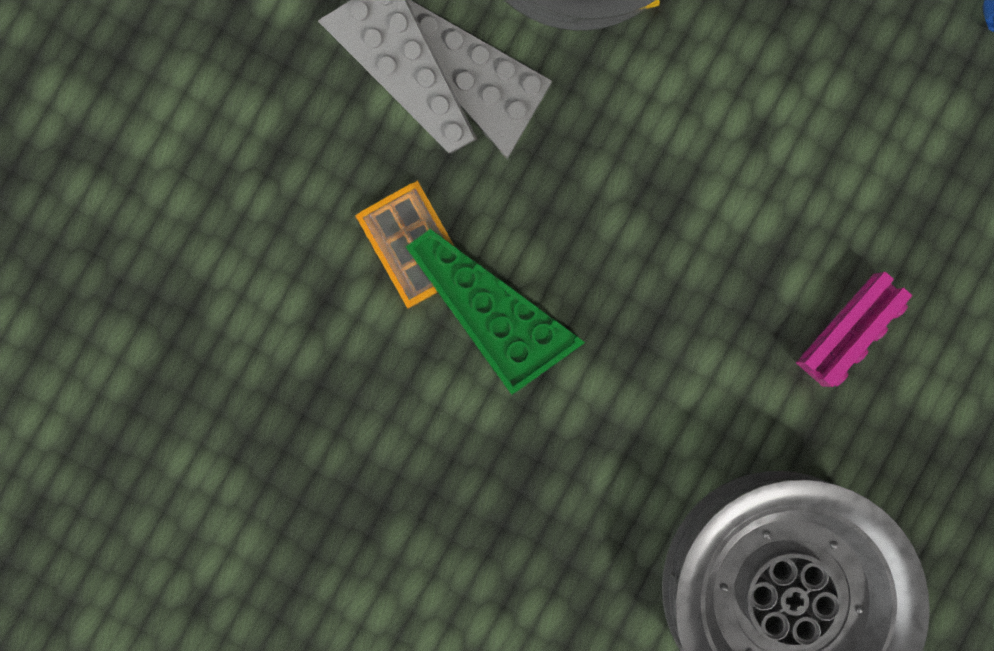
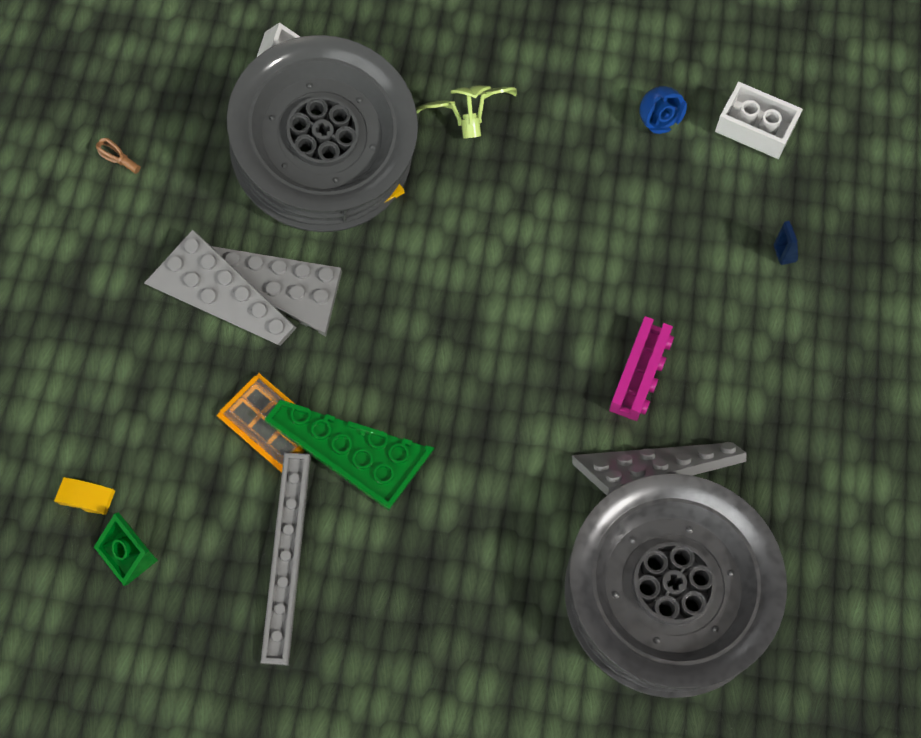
camera: 20 degrees left, 20 degrees down
(184, 260) = (84, 495): none -> yellow slope
(212, 338) = (124, 550): none -> green slope
(383, 408) = (286, 560): none -> light grey tile
(804, 450) = (618, 468): none -> light grey wing

